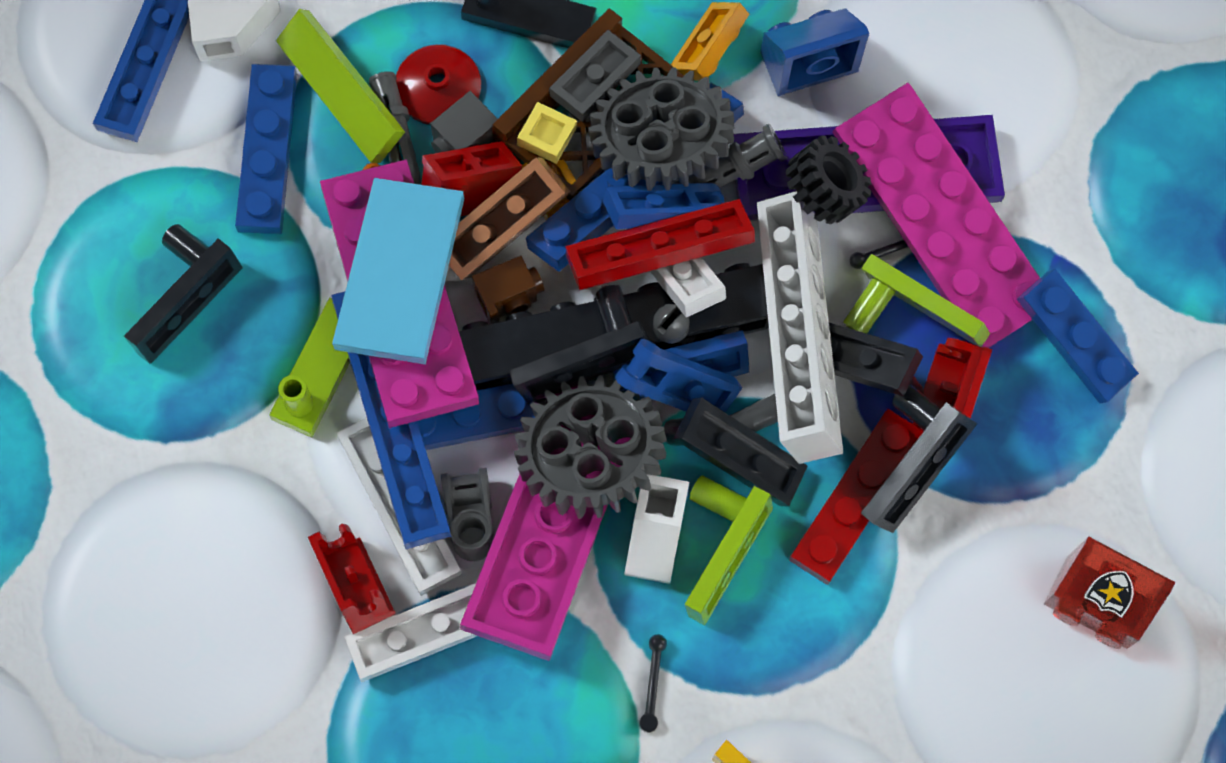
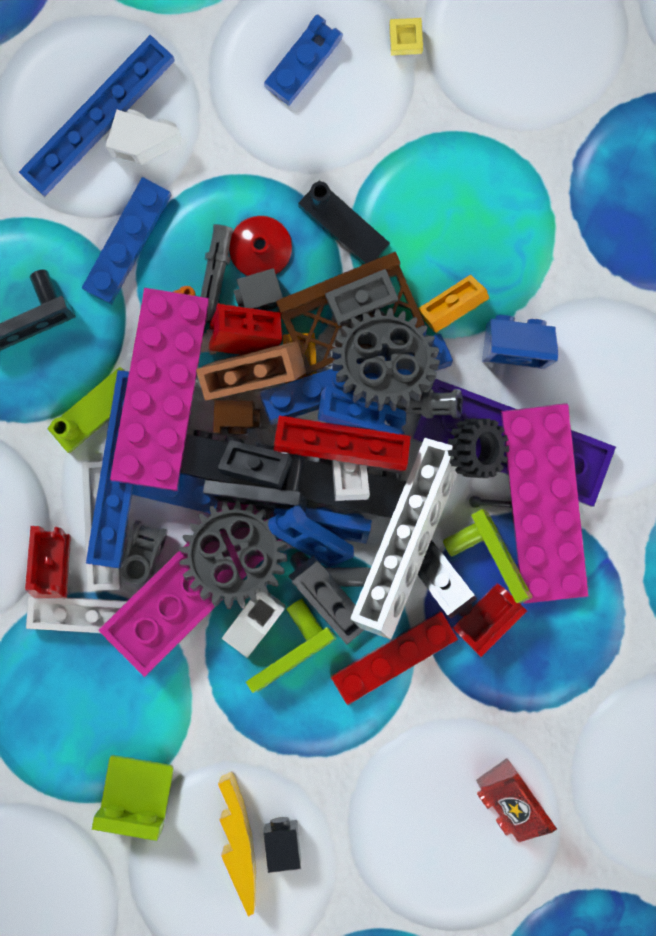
camera: 30 degrees right, 15 degrees up
(340, 86) = (191, 221): lime tile -> none
(399, 271) = (163, 380): medium azure tile -> none
(547, 132) = (309, 324): light yellow plate -> none
(564, 319) = (255, 464): none -> black plate
(649, 722) = (193, 734): black hinge -> none
(677, 330) = (322, 489): dark grey hinge -> none
(942, 436) = (465, 653): black piece -> none
(1077, 336) = (589, 624): blue plate -> none

